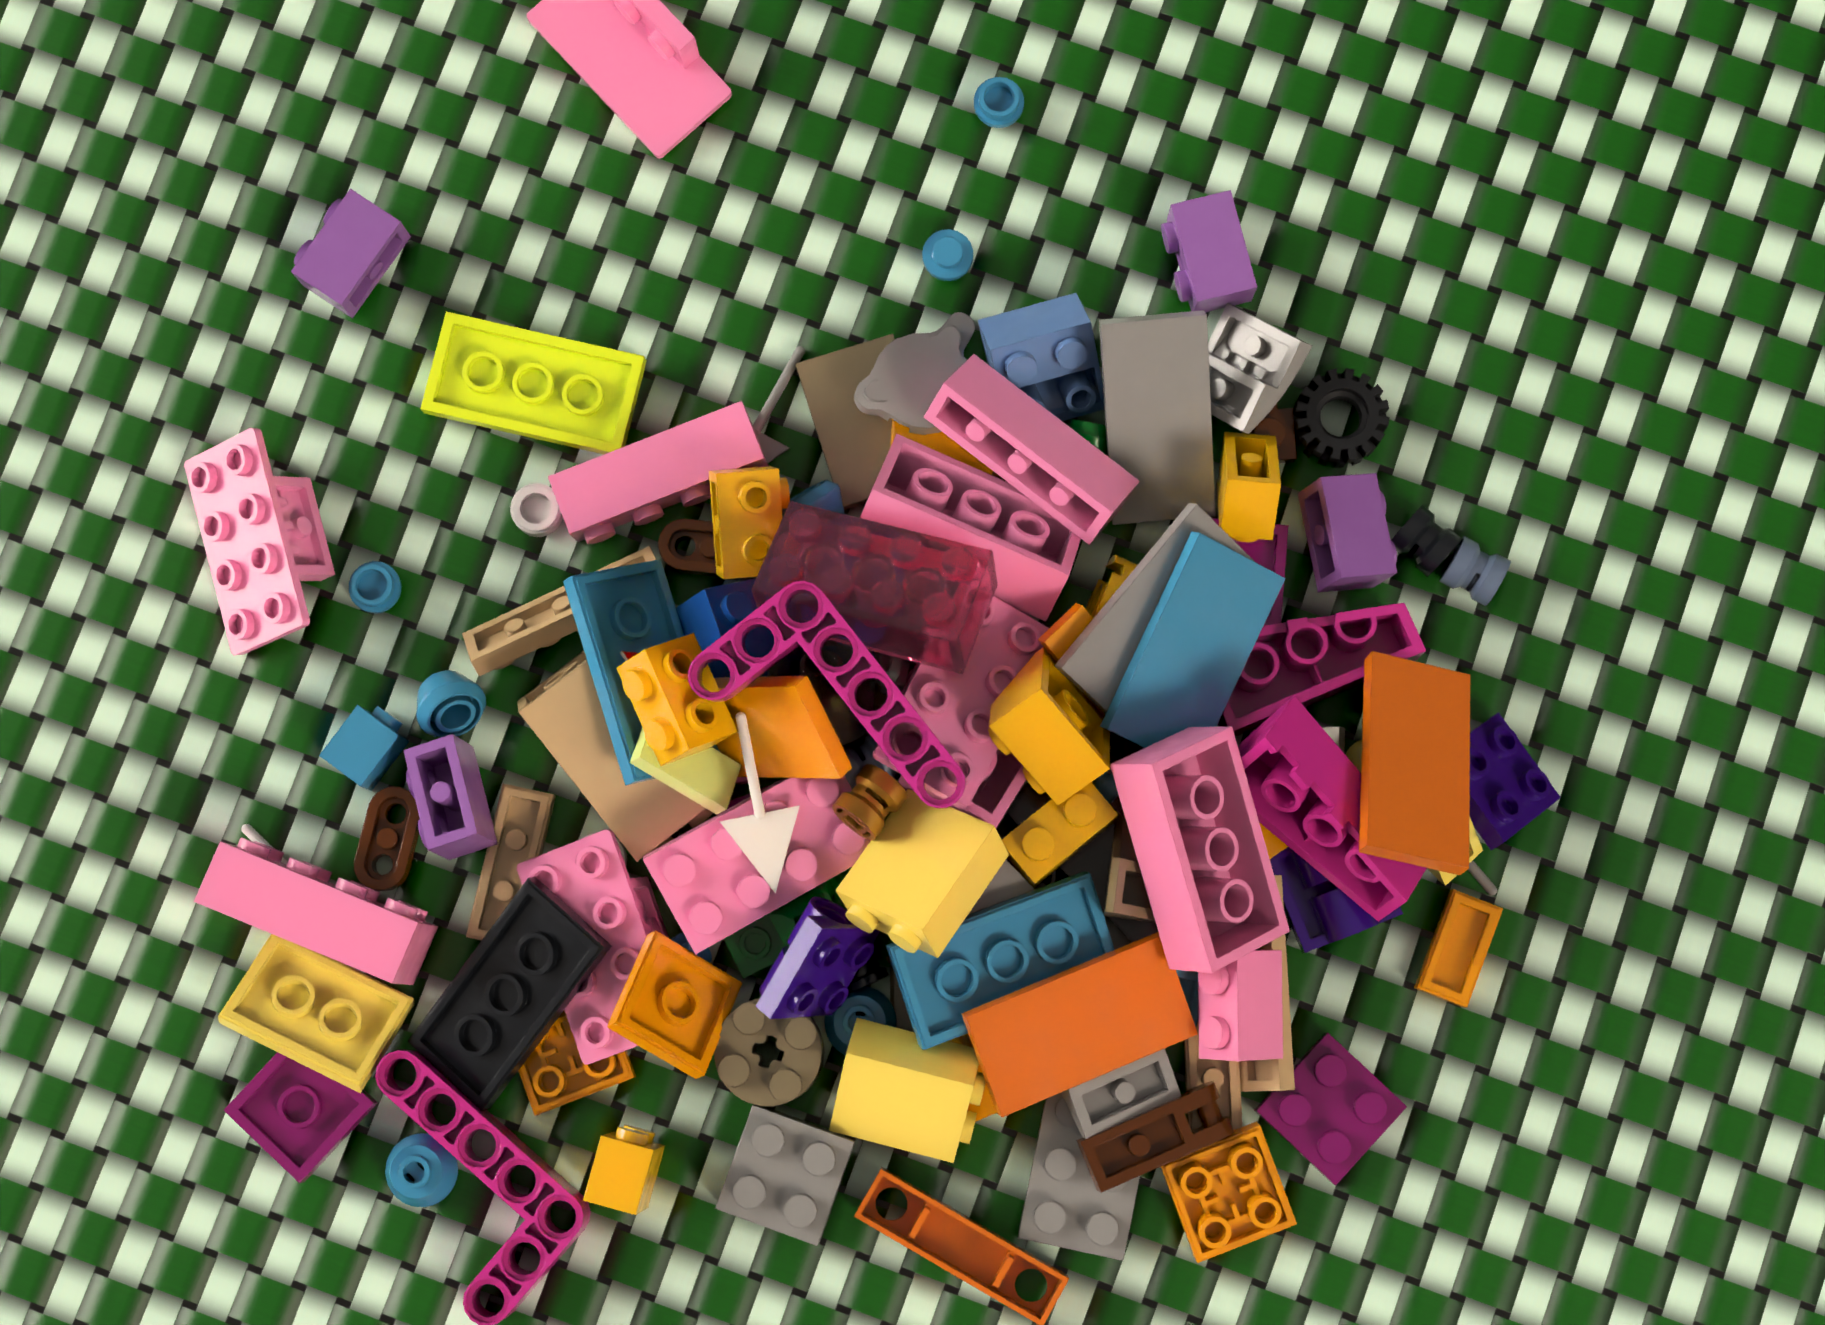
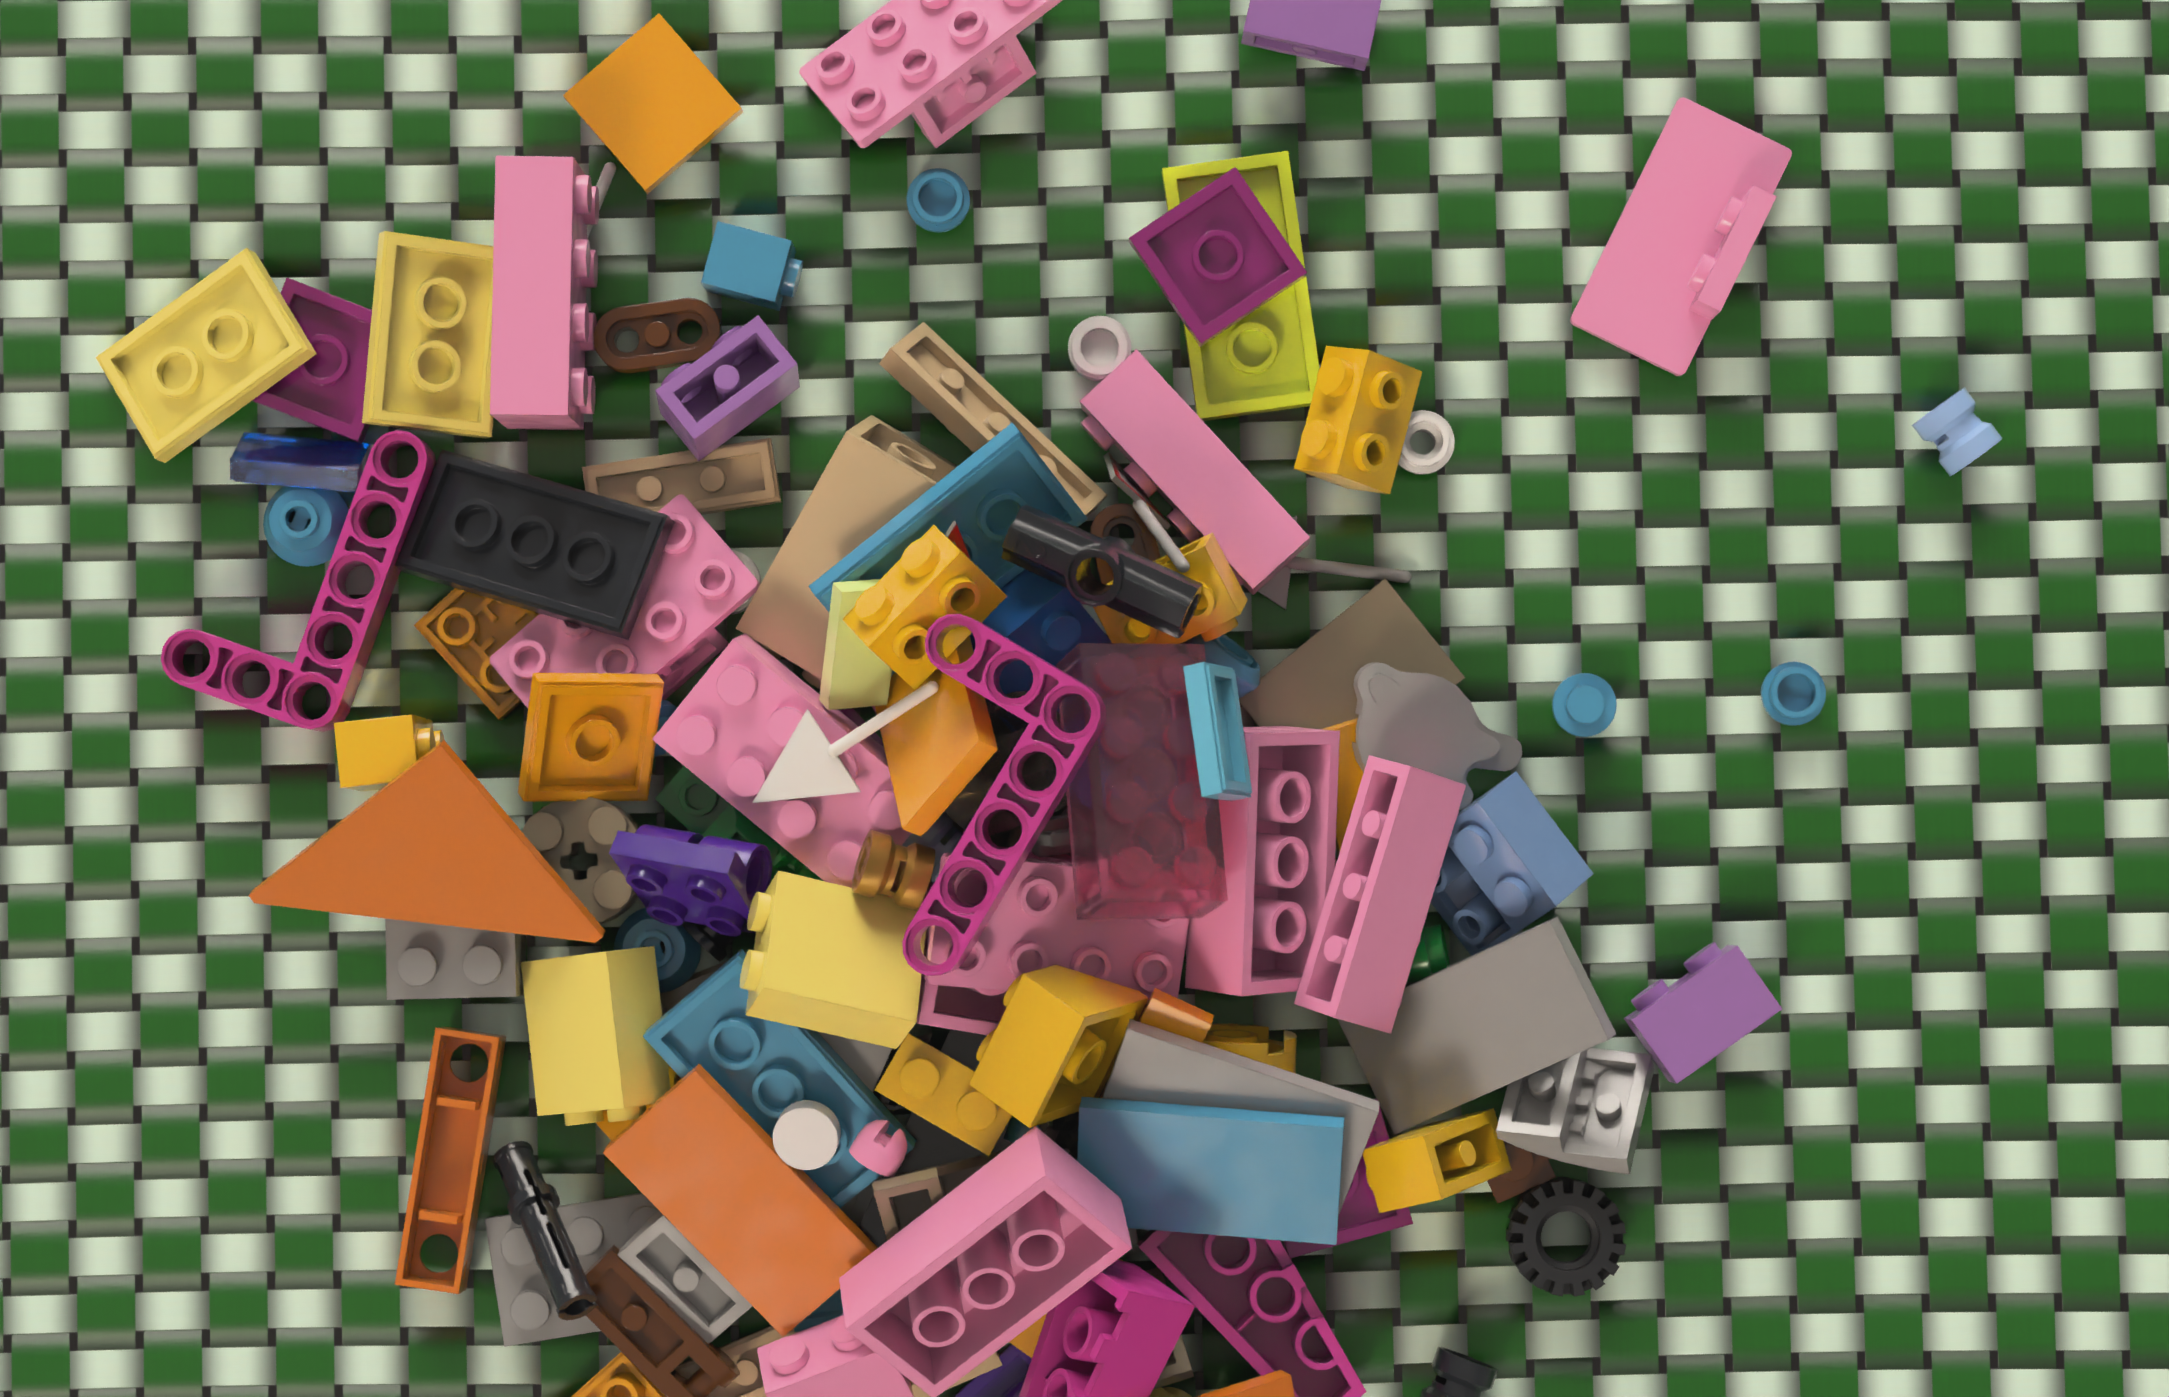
camera: 65 degrees right, 5 degrees up
(209, 774) = (653, 103): none -> light orange tile
(257, 1198) = (205, 355): none -> light yellow tile
(371, 1156) = (299, 462): none -> clear blue tile
(449, 704) = (835, 341): dark azure cone -> none
(503, 390) = (1217, 256): none -> magenta plate
(668, 335) = (1355, 415): none -> yellow brick
(679, 512) = (1148, 513): none -> light grey piece
(679, 582) = (1064, 557): none -> black piece
(701, 284) = (1443, 441): none -> white plate
(715, 1162) = (433, 854): none -> orange tile
(860, 511) = (1217, 731): none -> medium azure tile
(1025, 1191) = (535, 1208): none -> black pin
(1049, 950) = (806, 1135): none -> white tile
(1082, 897) = (878, 1149): none -> bright pink hinge
(1347, 532) = (1429, 1296): medium lavender brick -> none

